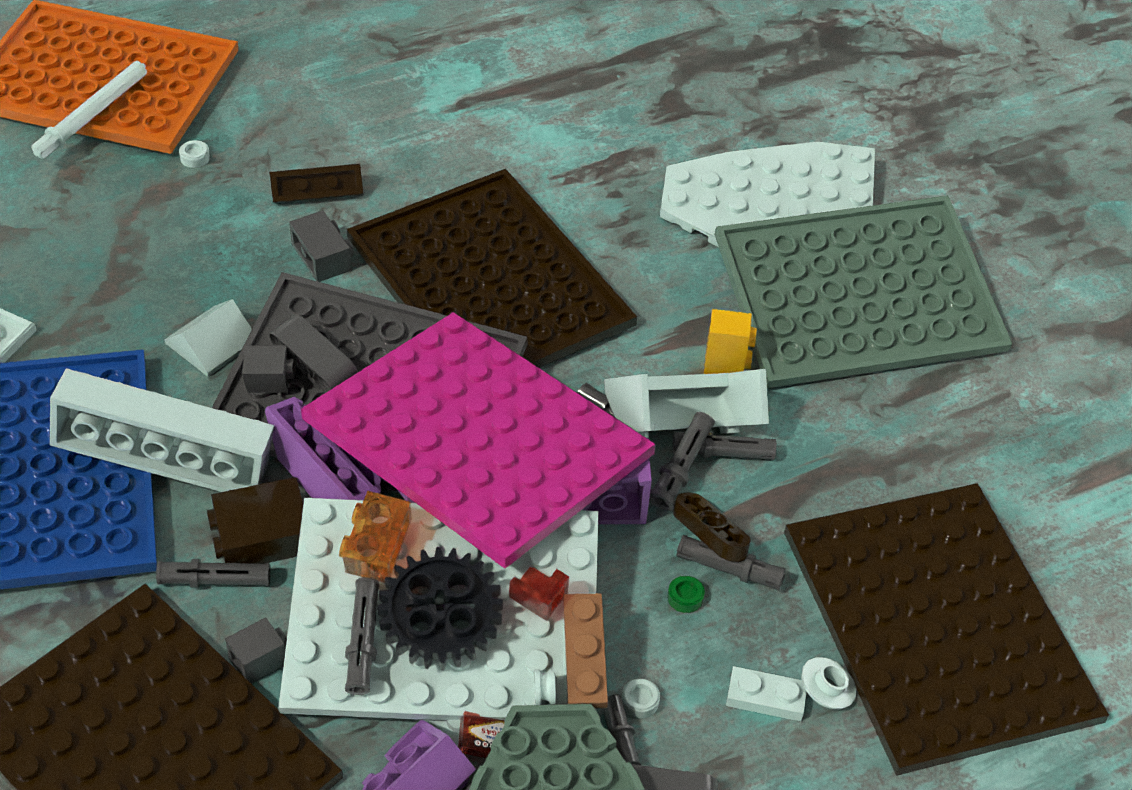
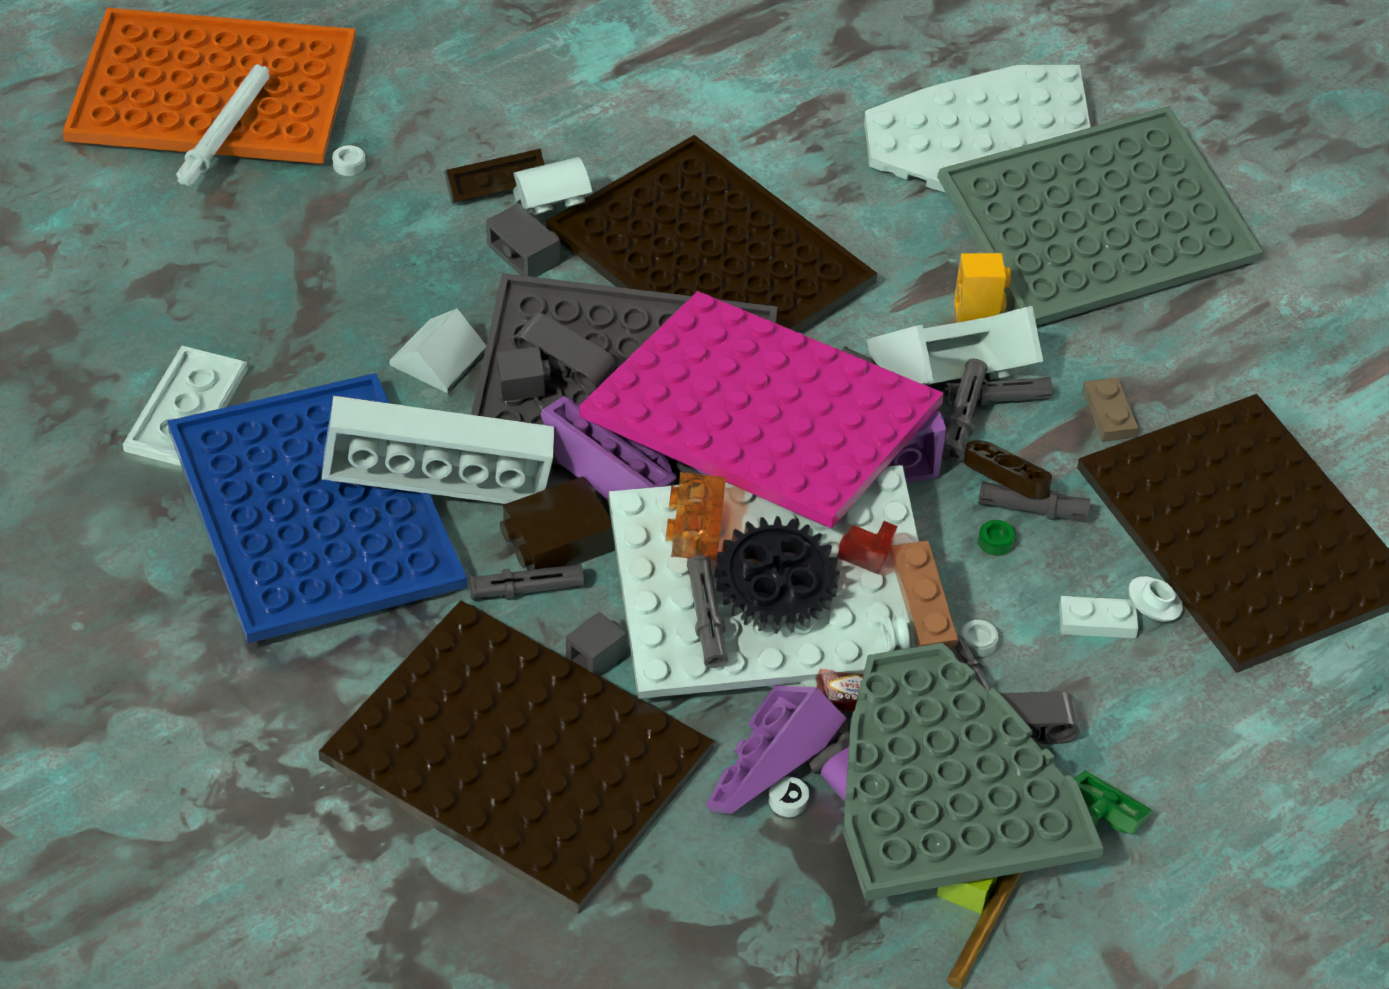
camera: 10 degrees left, 0 degrees up
(358, 197) = (552, 184): none -> light aqua brick
(829, 479) = (1110, 409): none -> dark tan plate

